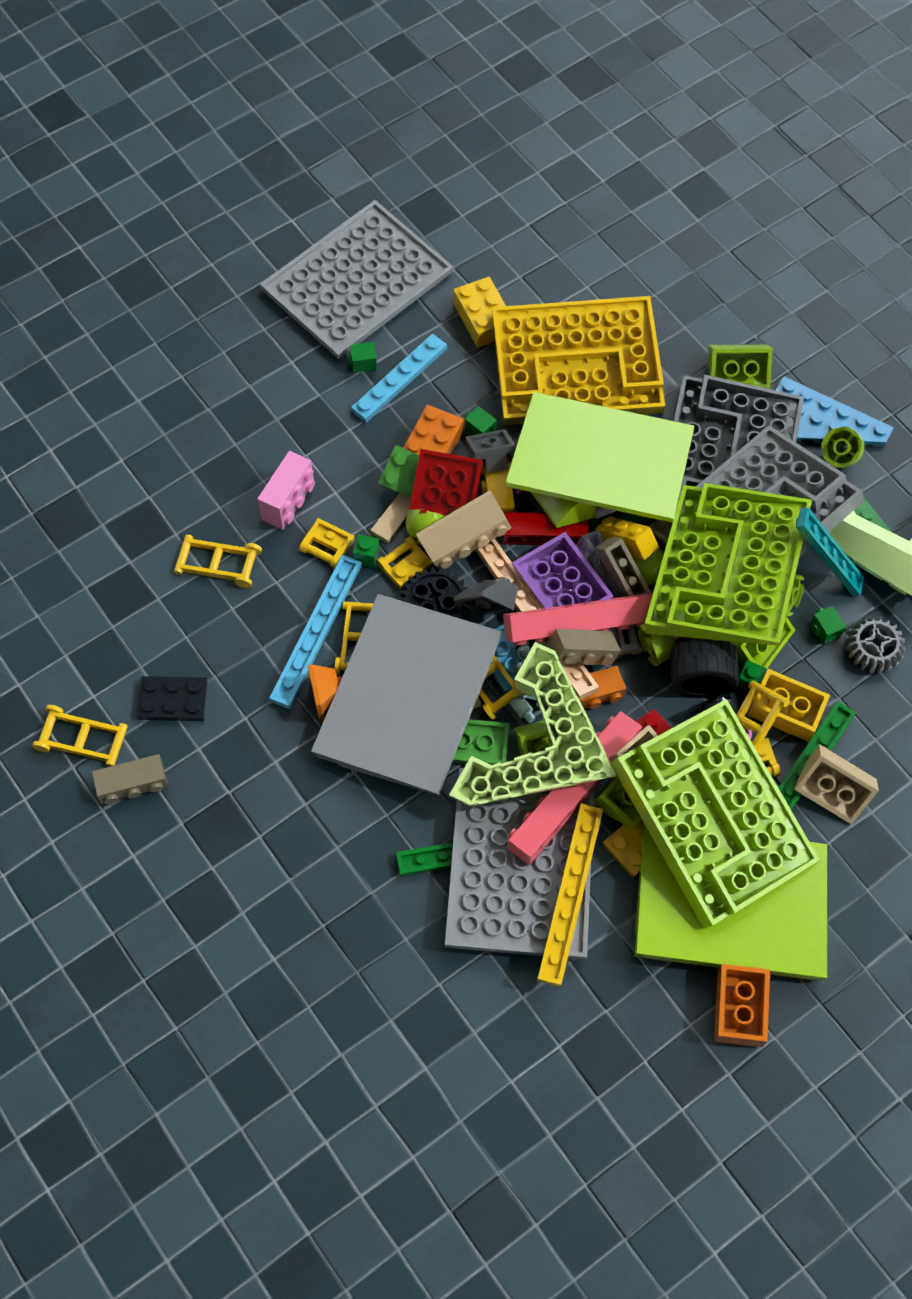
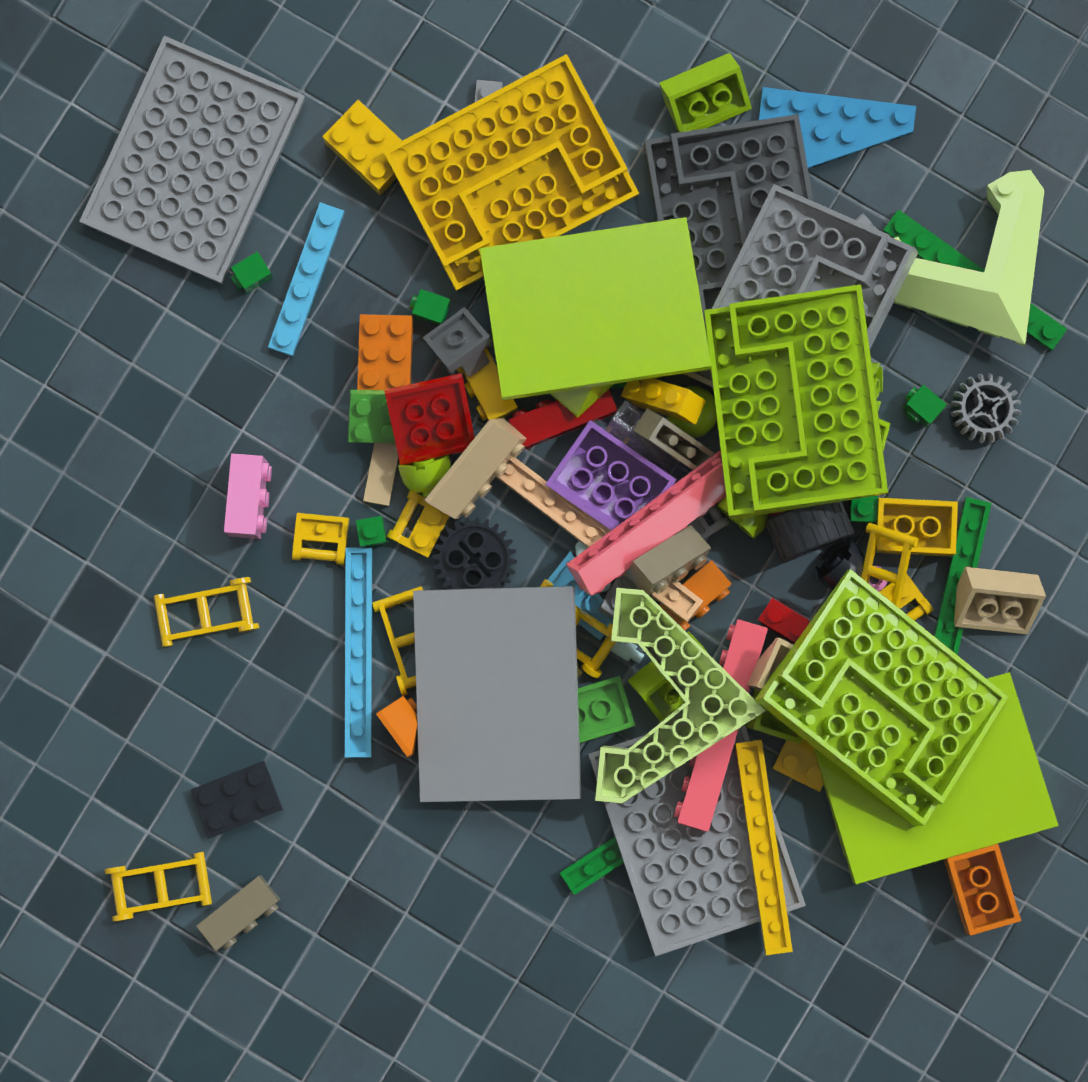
camera: 20 degrees left, 20 degrees up
(489, 596) = (536, 536): dark grey slope -> none
(830, 551) = (901, 332): teal plate -> none
(835, 444) = (867, 166): lime cylinder -> none

